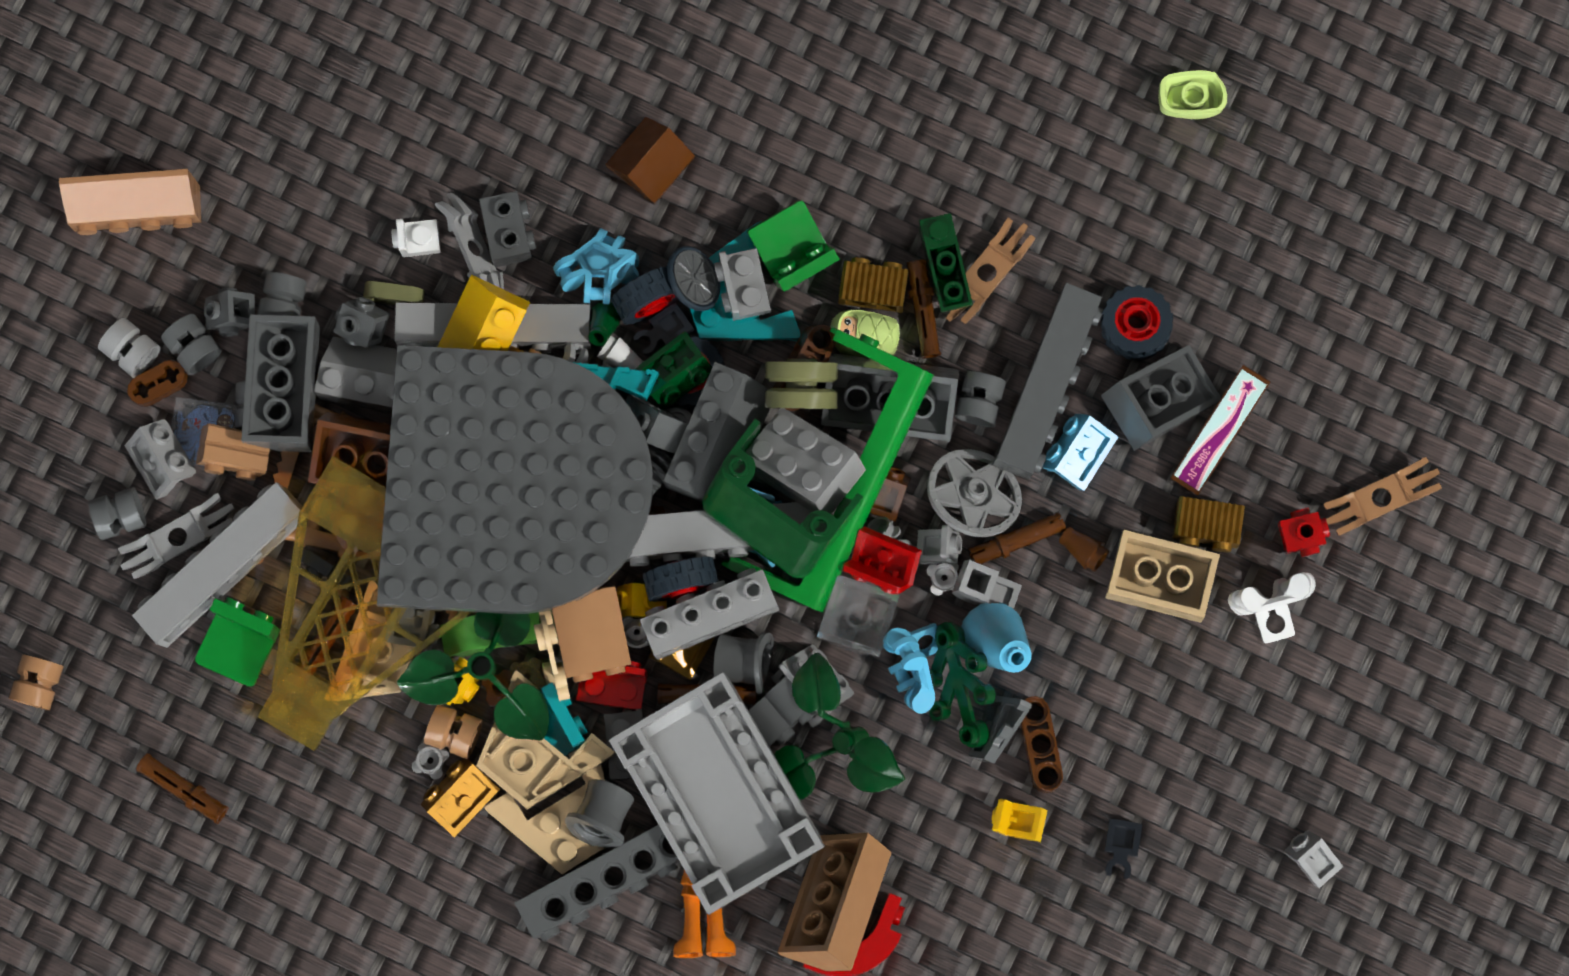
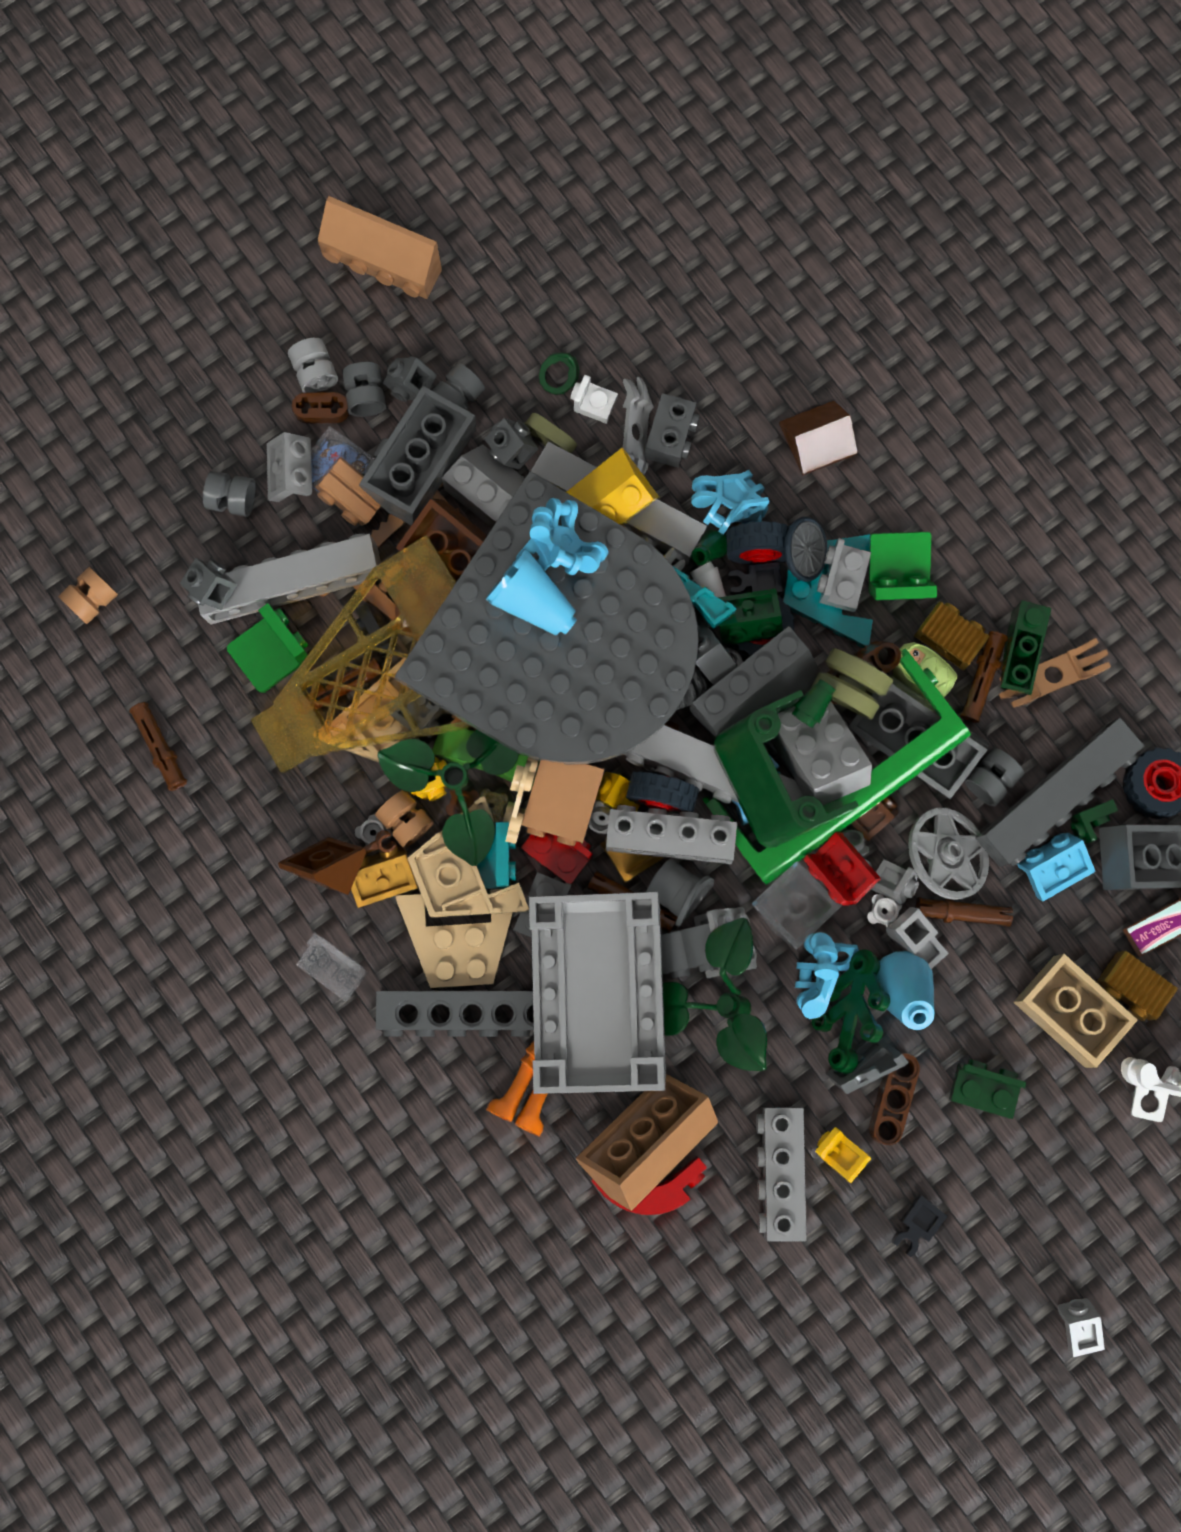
camera: 20 degrees right, 0 degrees up
(150, 610) = (208, 583): none -> dark grey brick
(158, 541) = (250, 534): light grey piece -> none
(383, 222) = (573, 373): none -> dark green piece
(404, 811) = (327, 863): none -> reddish brown slope
(440, 769) = (375, 845): none -> reddish brown hand
(460, 905) = (332, 967): none -> clear panel
(462, 401) = (561, 544): none -> medium azure piece
(464, 463) = (532, 596): none -> medium azure cone
(600, 814) = (489, 956): dark grey piece -> none
(774, 424) = (814, 703): none -> dark green cone
(974, 865) = (783, 1174): none -> light grey brick
(1084, 549) = (1017, 950): reddish brown cone -> none
(1093, 385) = (1097, 815): none -> dark green bracket
(1120, 690) = (985, 1089): none -> dark green bracket

